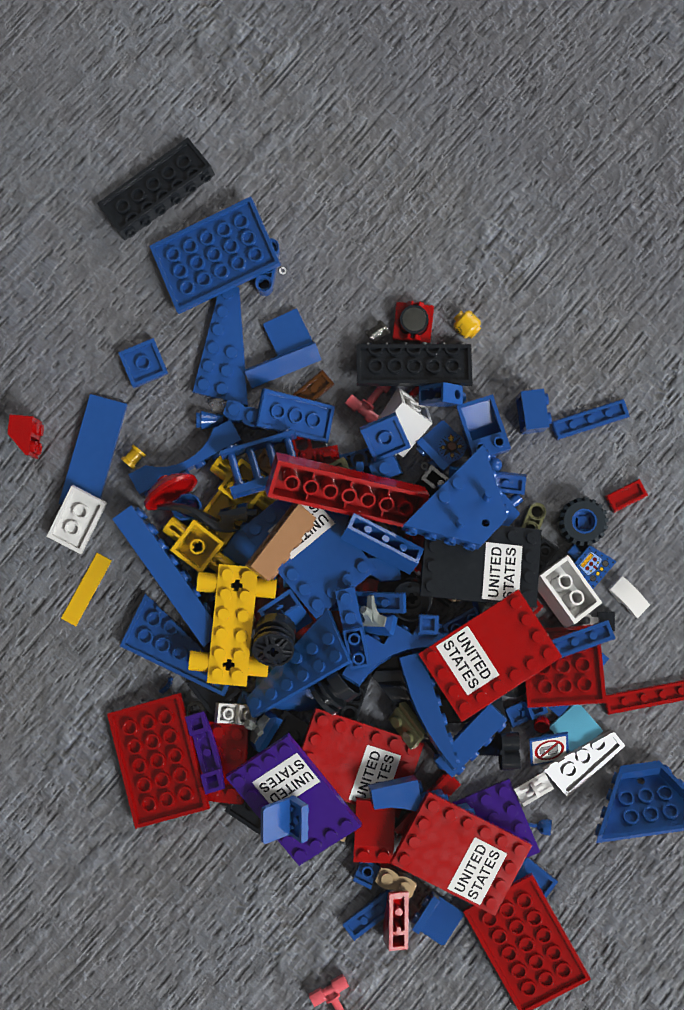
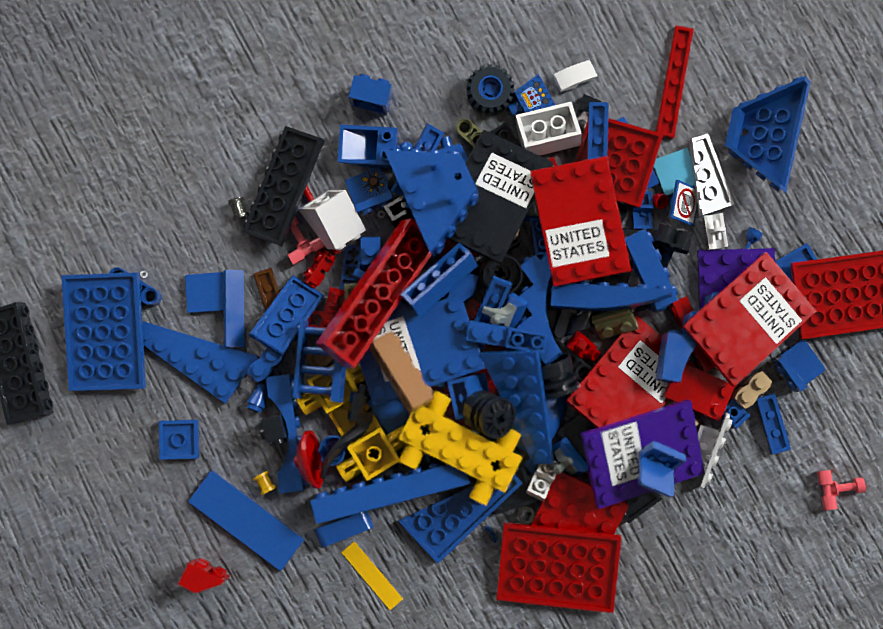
camera: 70 degrees left, 0 degrees up
(76, 519) = (303, 559): white plate -> none
(118, 545) = (343, 528): none -> blue beam
(184, 446) = (274, 429): none -> black brick
(207, 752) = (568, 518): dark purple slope -> none
(330, 859) = (710, 441): none -> white bracket
(344, 425) = (313, 273): none -> red hinge
(373, 704) = (583, 347): none -> red hips
(385, 437) = (341, 238): blue plate -> none
(396, 921) = (788, 403): red slope -> none
(413, 321) = (241, 170): piece -> none
(428, 624) = (530, 266): blue tile -> none
(450, 395) = (323, 163): blue torso -> none
(467, 324) = (264, 122): yellow head -> none
(590, 419) = (398, 45): blue tile -> none
(626, 495) = (481, 41): red tile -> none

